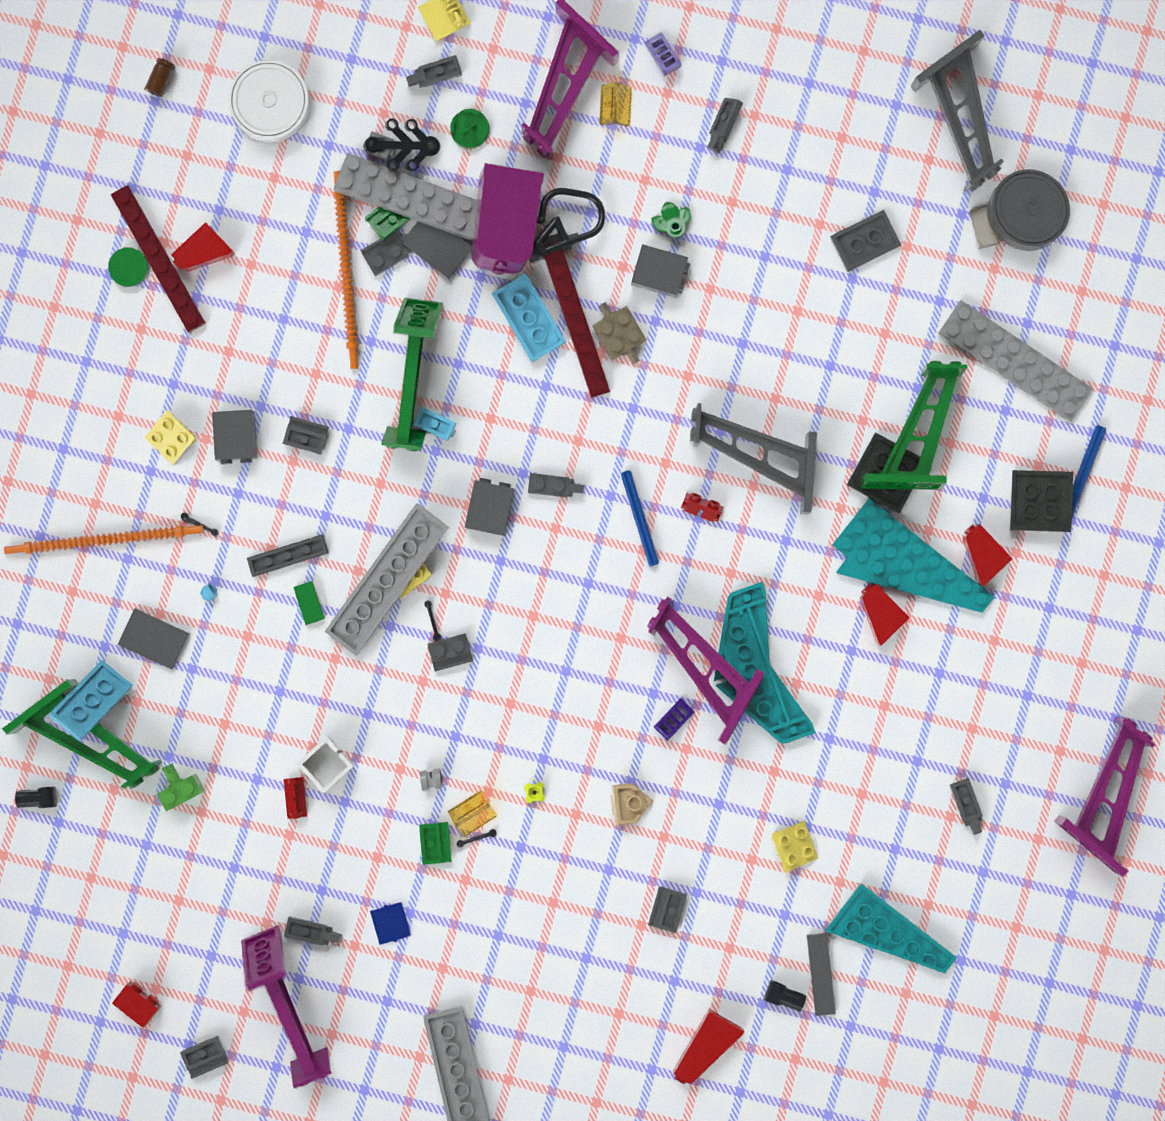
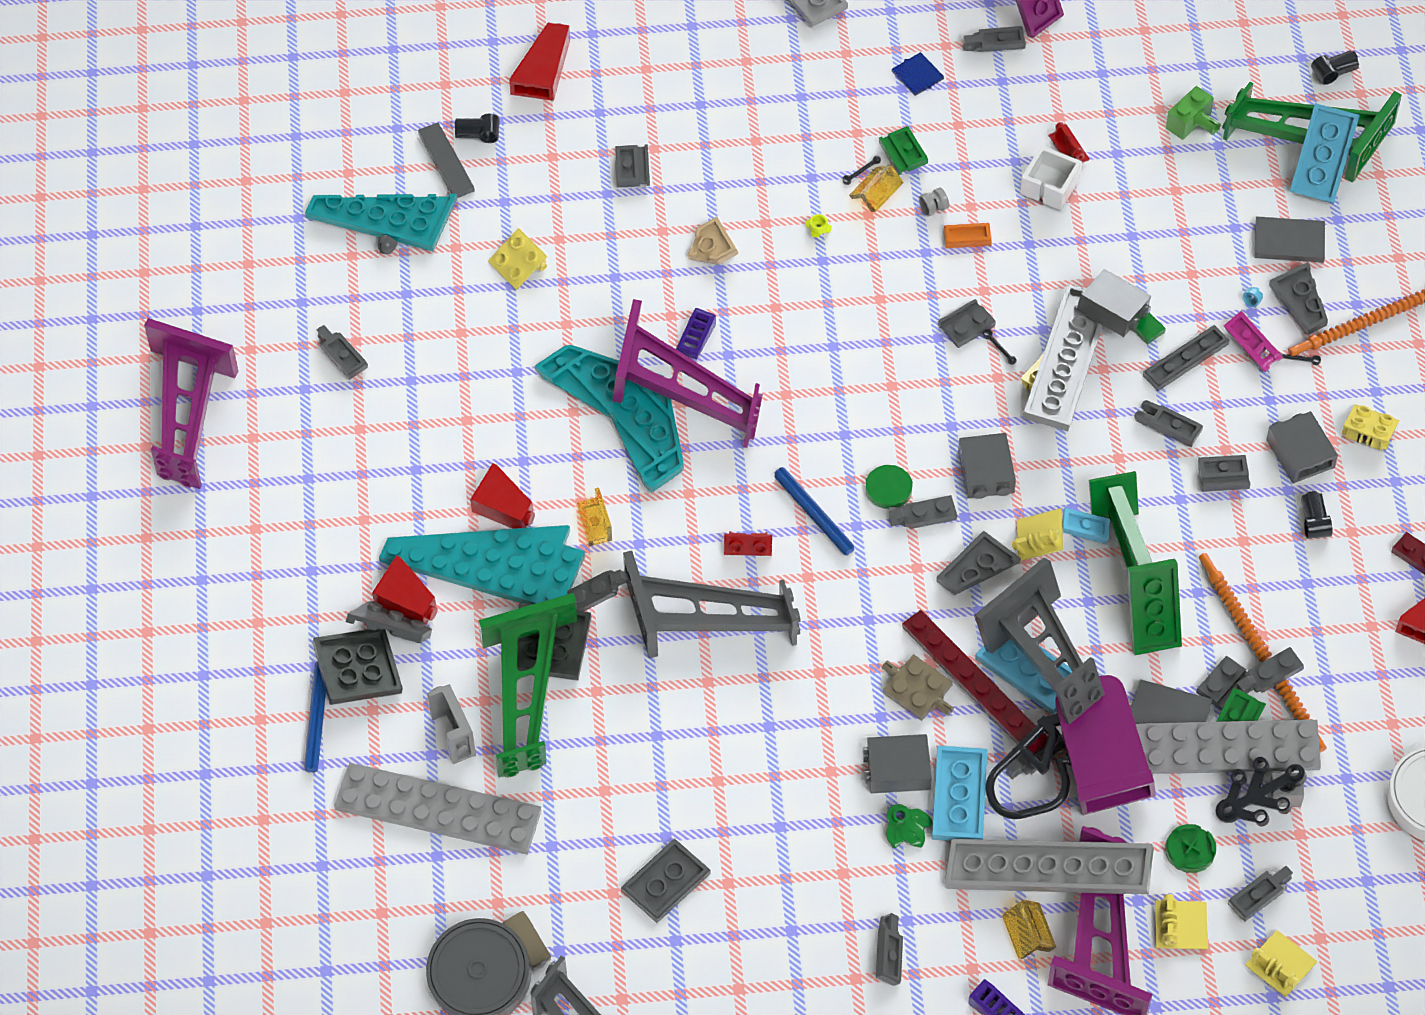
camera: 160 degrees right, 30 degrees down
(171, 576) = (1300, 297): none -> dark grey wing
(229, 548) = (1252, 340): none -> dark pink plate
(252, 365) = (1316, 521): none -> black piece
(327, 495) = (1169, 422): none -> dark grey hinge
(327, 616) = (1114, 303): none -> brick
(349, 243) = (1271, 672): none -> dark grey hinge
(415, 739) = (967, 235): none -> orange tile
(474, 429) = (1039, 535): none -> light yellow hinge
(503, 70) = (1181, 924): none -> light yellow hinge
(532, 423) = (977, 563): none -> dark grey wing
(536, 349) = (1013, 610): none -> dark grey piece
(572, 520) = (889, 486): none -> green tile
(585, 136) = (1050, 866): none -> light grey plate
(623, 231) = (959, 793): none -> medium azure plate
(814, 571) = (595, 519): none -> clear yellow panel
(838, 499) = (598, 589): none -> dark grey hinge
(898, 901) = (386, 244): none -> dark grey hinge
(981, 420) = (459, 740): none -> light grey panel
(1009, 534) = (382, 618): none -> dark grey wing

